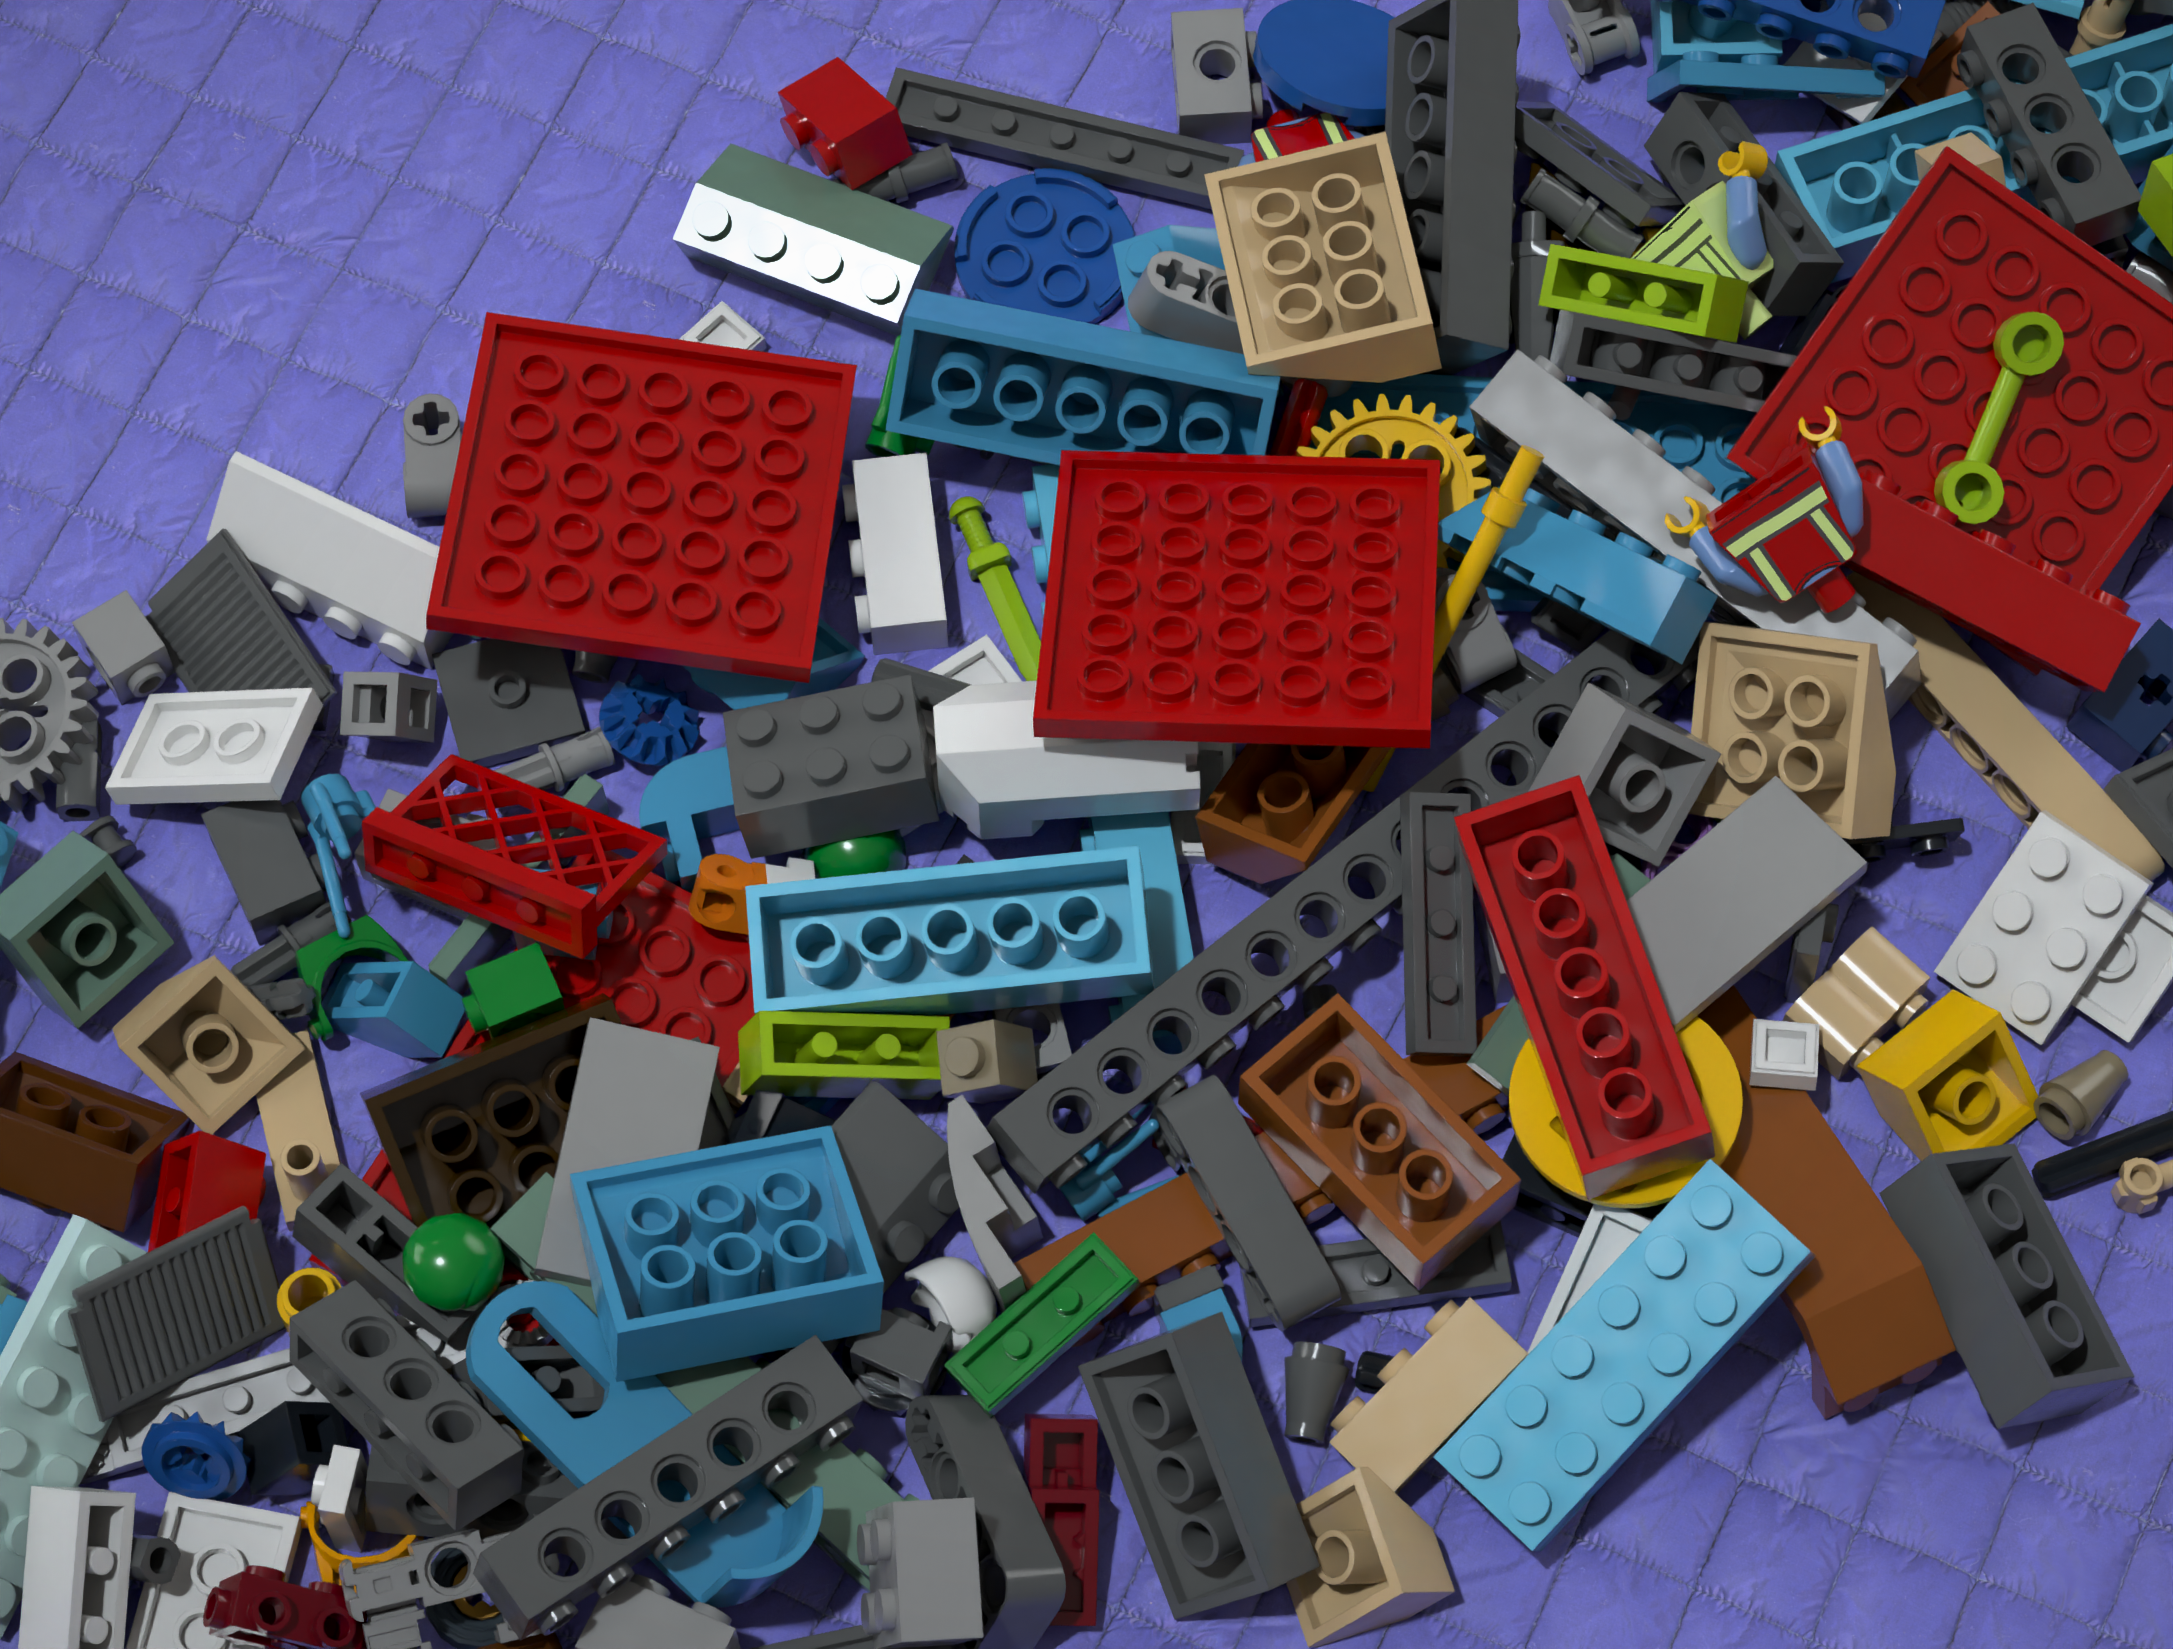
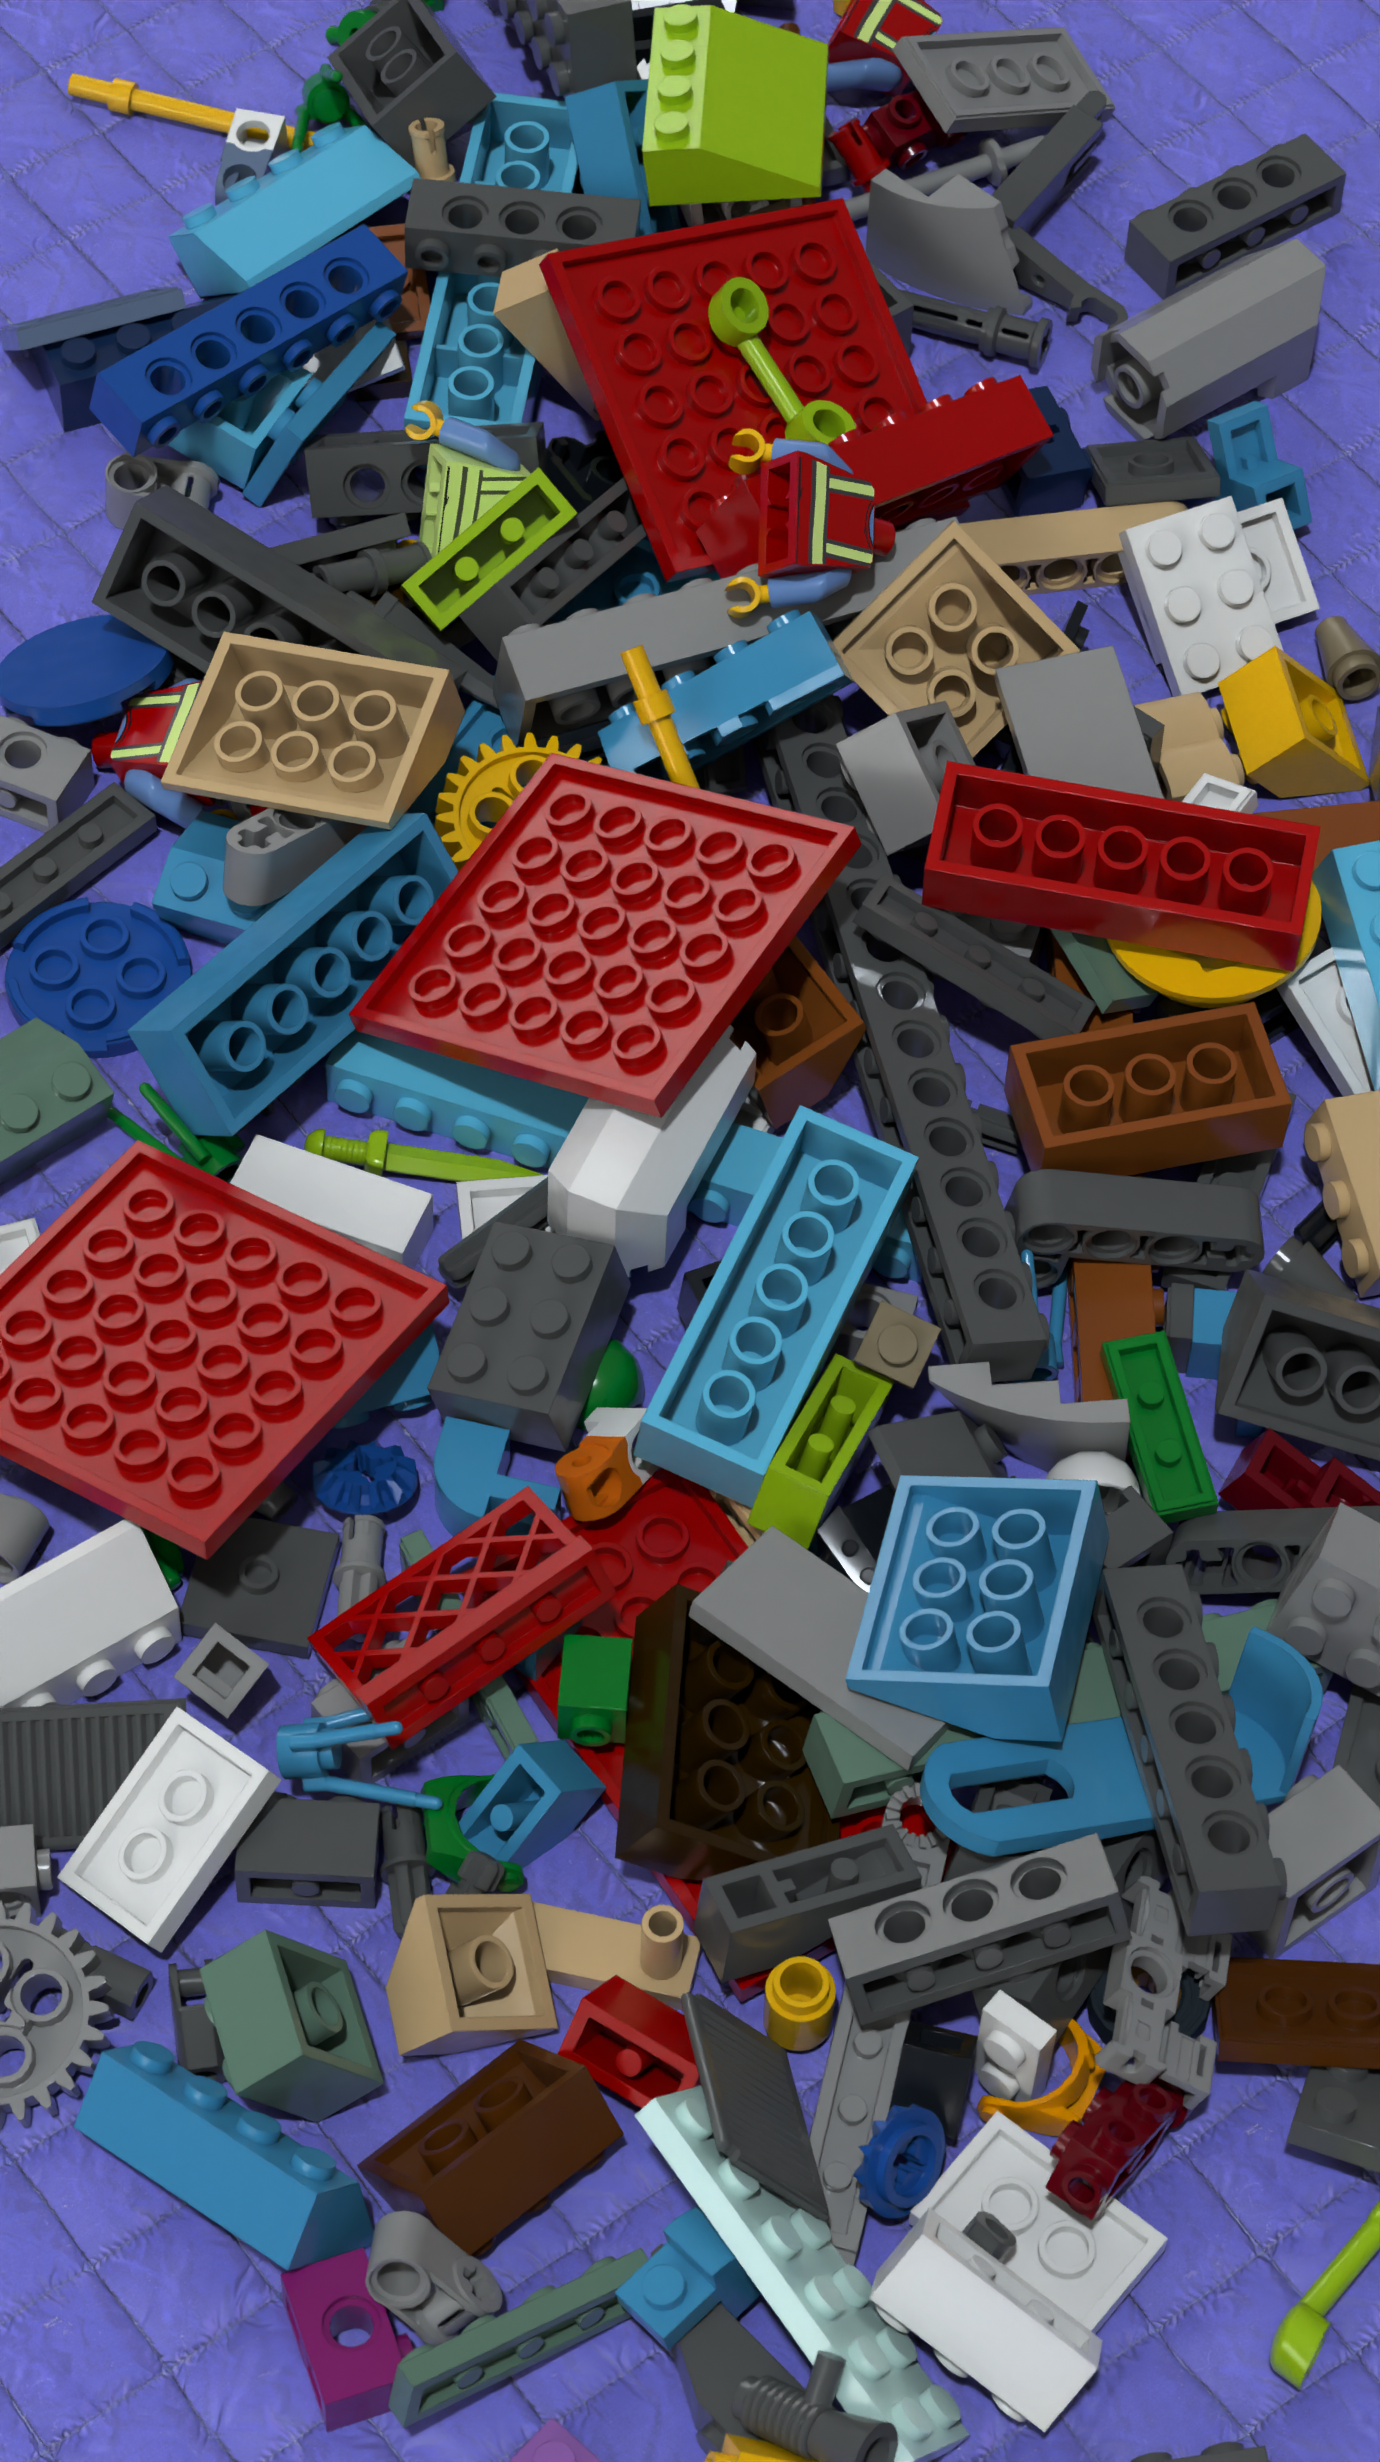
camera: 65 degrees left, 10 degrees down
(453, 1262) = (857, 1830): green hair -> none

